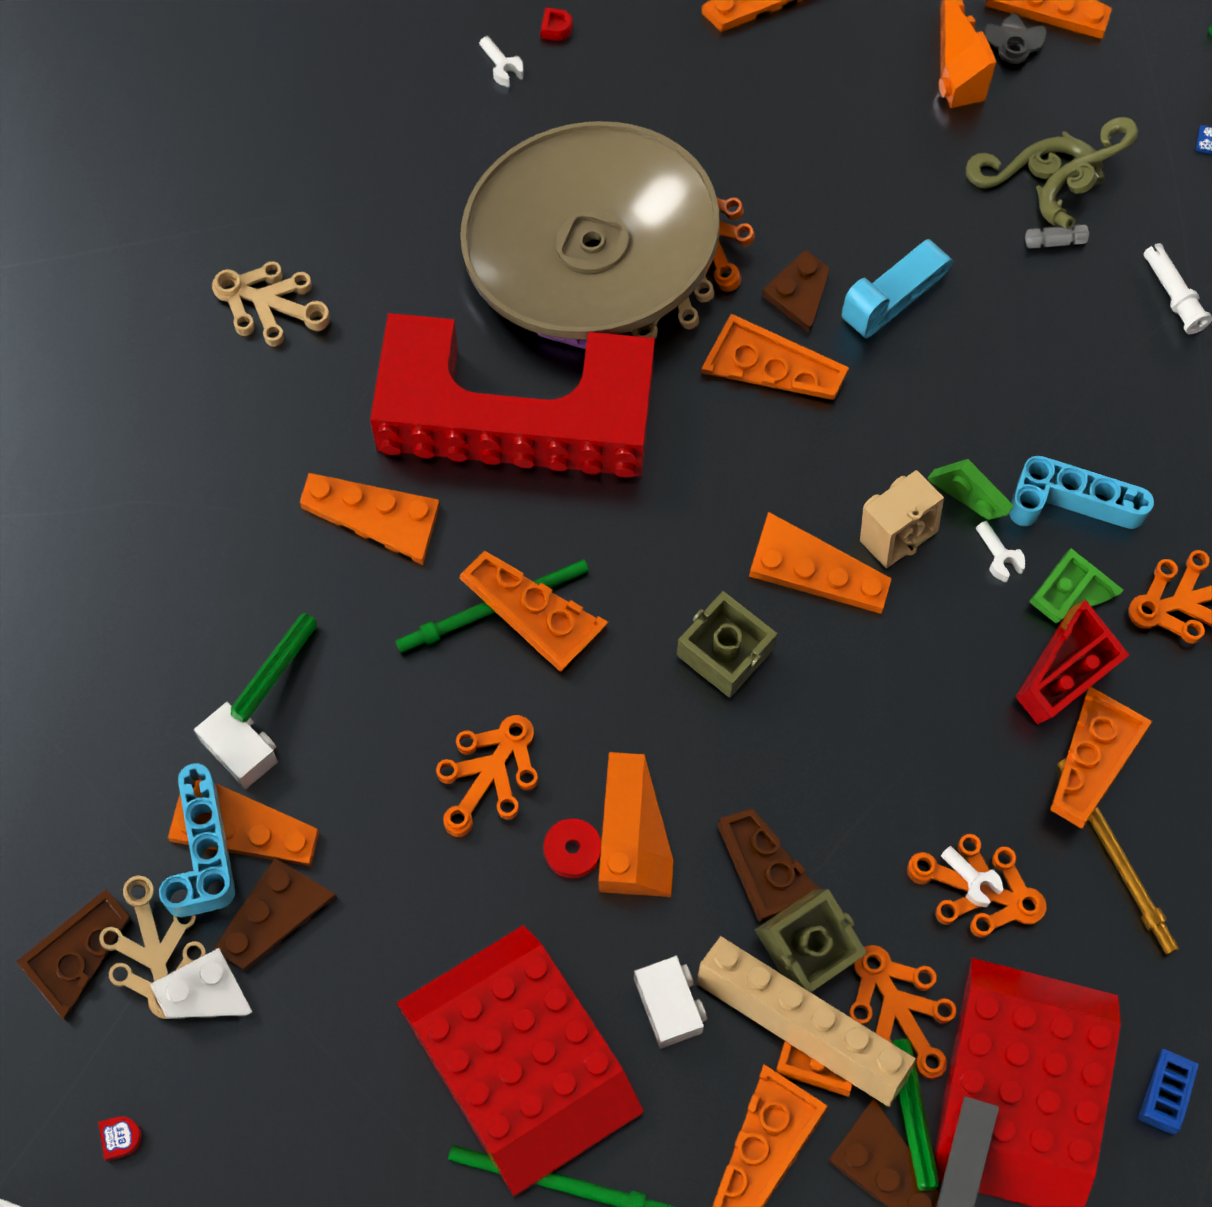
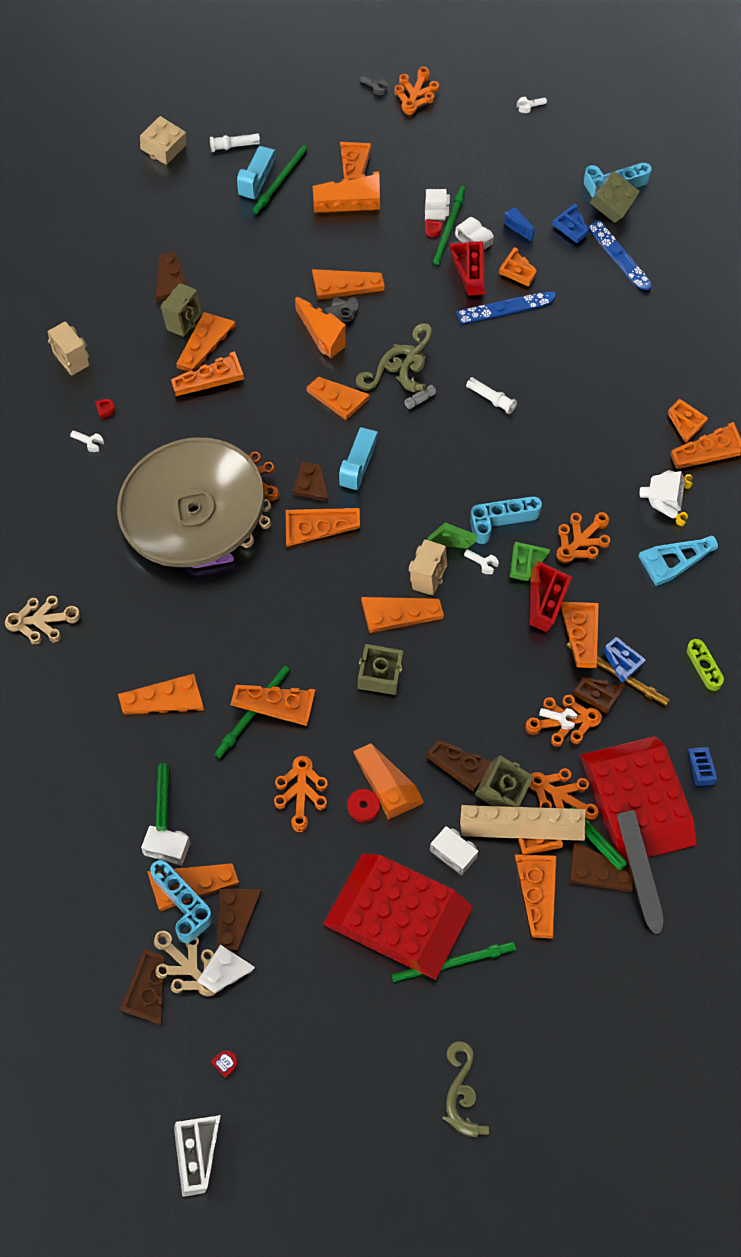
camera: 30 degrees left, 5 degrees down
(588, 430) = (167, 632): red arch -> none
(758, 51) = (216, 374): none -> orange wing
(923, 174) = (337, 397): none -> orange wing
(1063, 872) = (598, 693): none -> reddish brown wing
(1138, 837) = (623, 659): none -> blue wing

